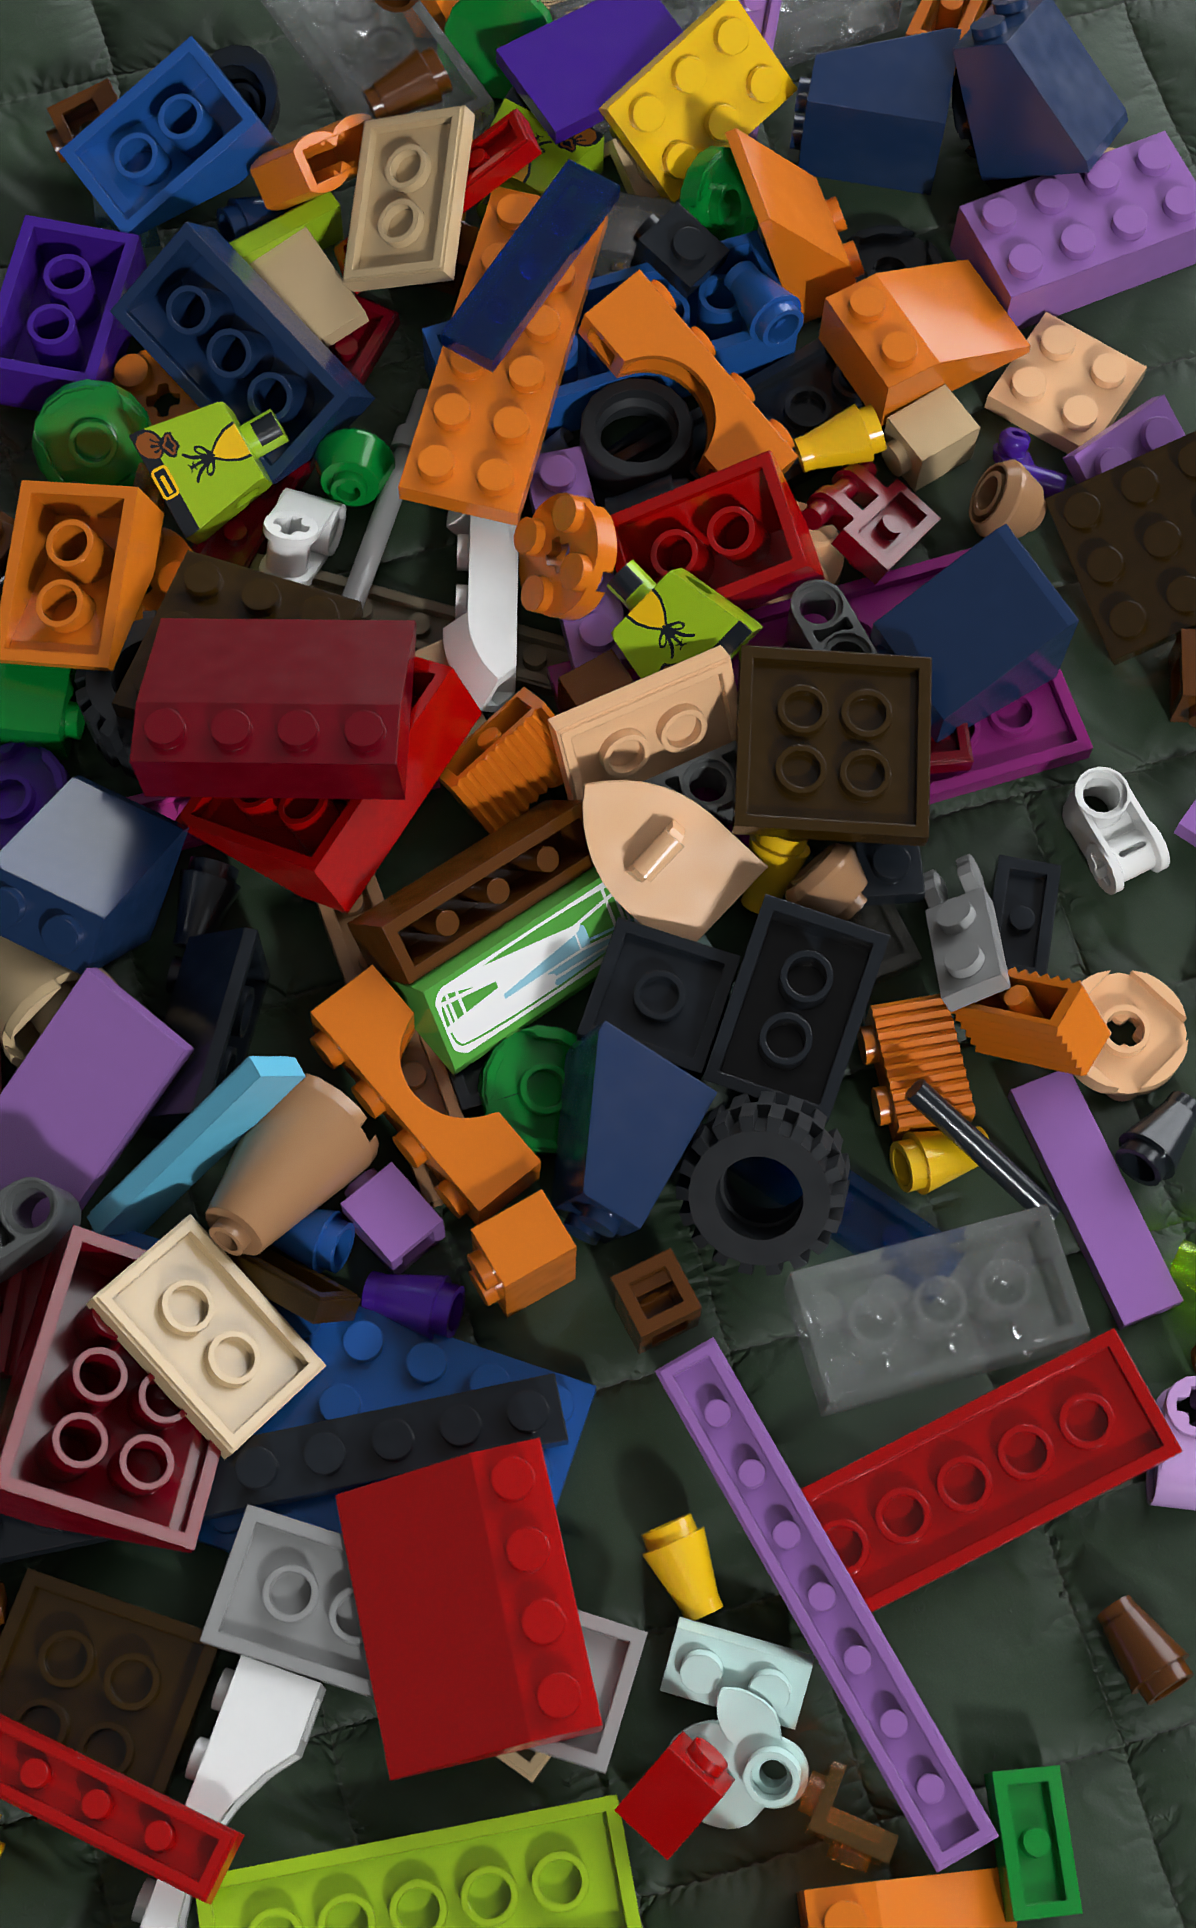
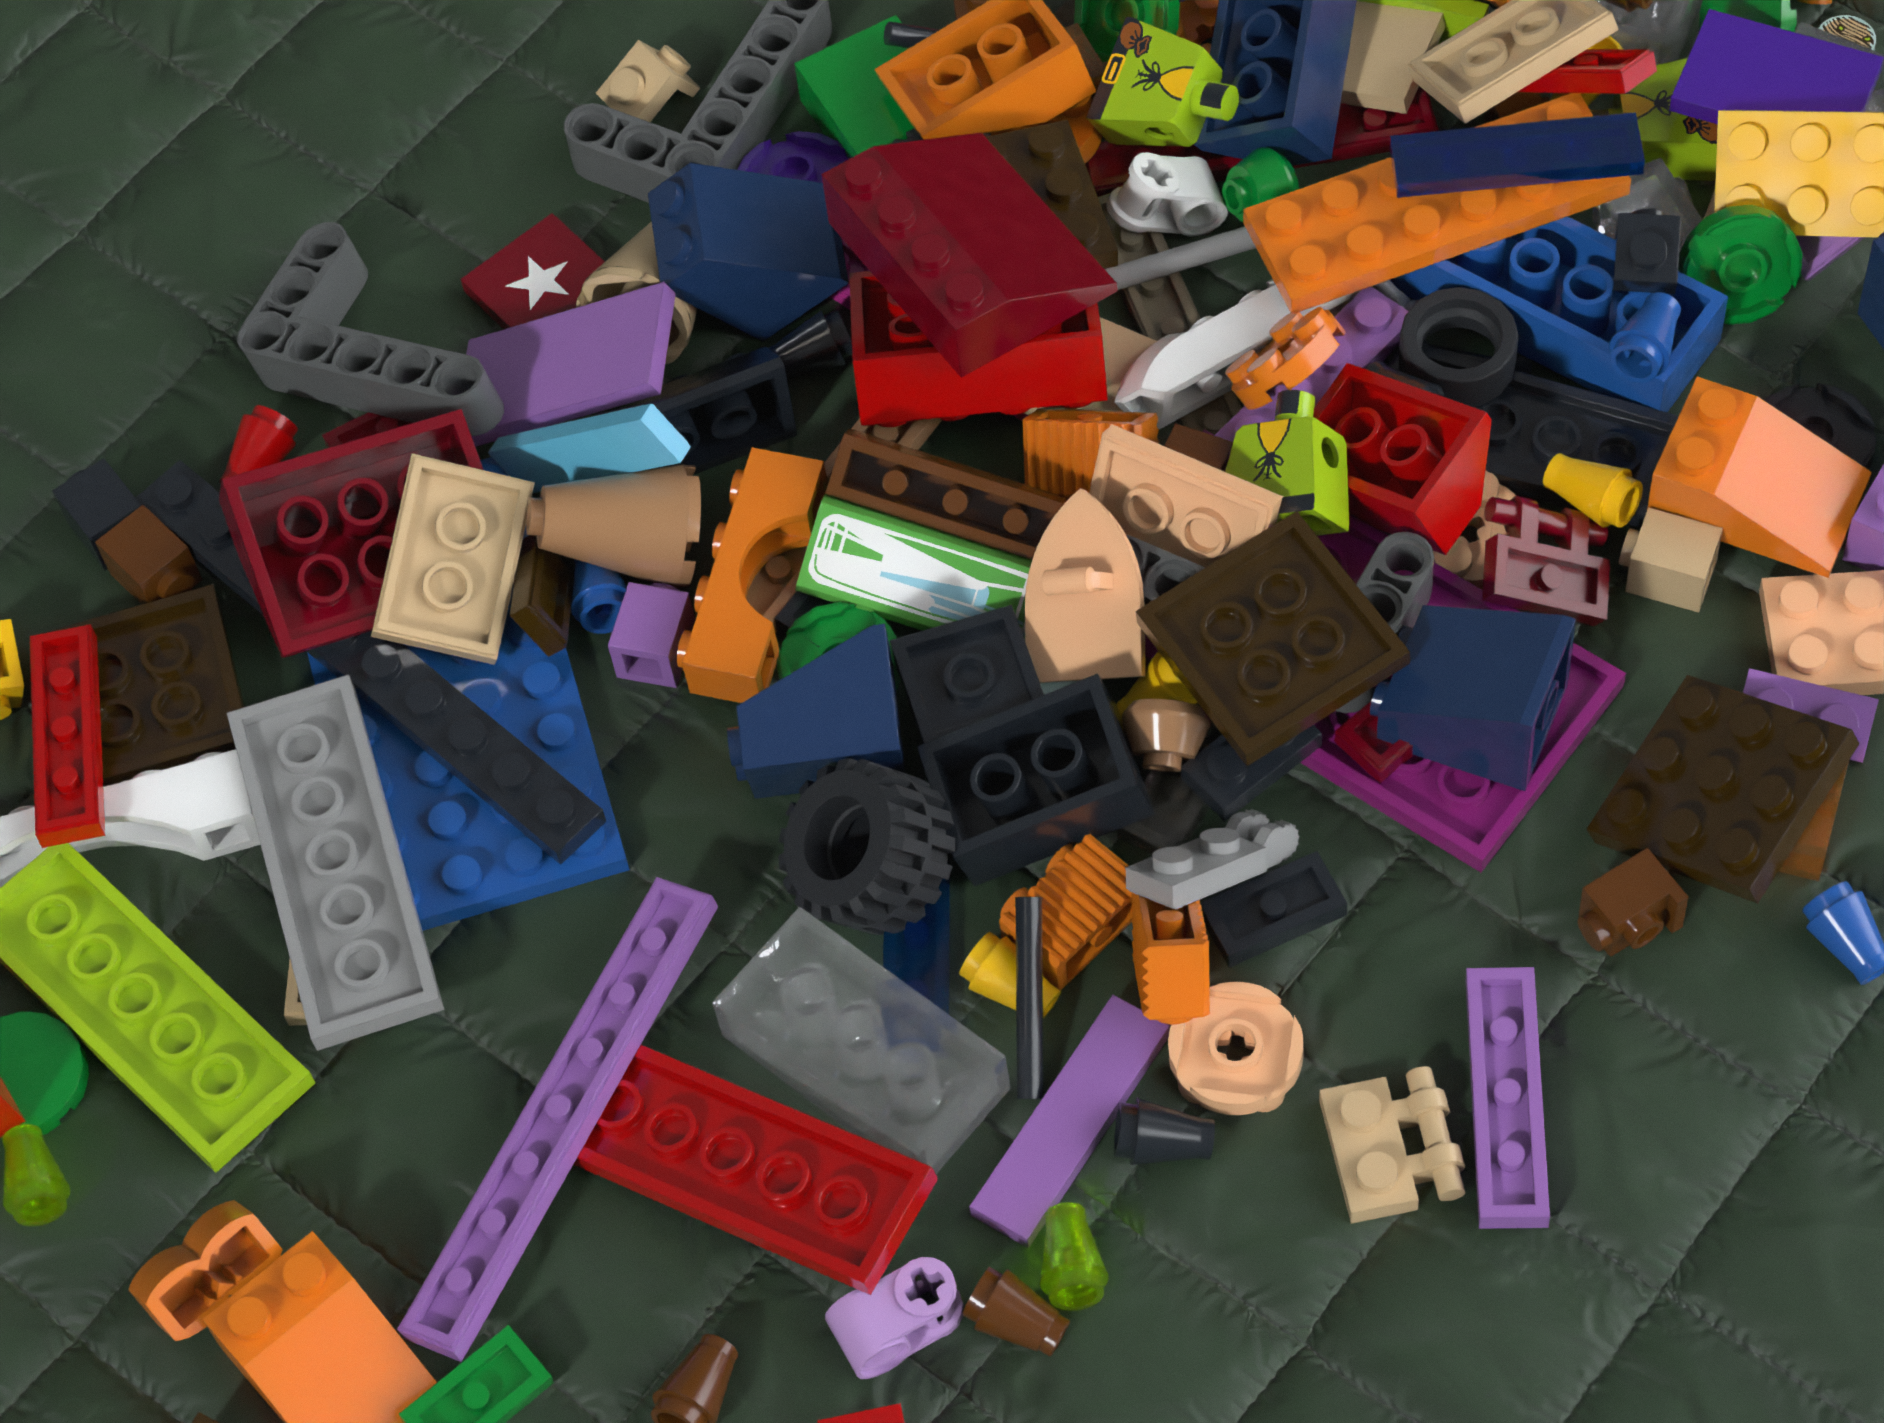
camera: 65 degrees right, 10 degrees down
(418, 1302) = (601, 696): dark purple cone -> none
(467, 1610) = (370, 863): red slope -> none
(521, 1255) = (679, 725): orange brick -> none
(642, 333) = (1529, 269): orange arch -> none
(655, 1301) = (714, 844): reddish brown brick -> none
(676, 1793) = (335, 1109): red brick -> none
(683, 1565) = (525, 1008): yellow cone -> none
(715, 1658) = (464, 1099): light aqua plate -> none
(748, 1737) = (398, 1147): light aqua plate -> none
(796, 225) = (1754, 307): orange slope -> none
(850, 1838) = (391, 1229): clear orange bracket -> none
(1007, 496) = (1663, 654): medium nougat cone -> none
(1014, 445) = (1717, 645): dark purple arm -> none
(1117, 841) = (1415, 933): white piece -> none

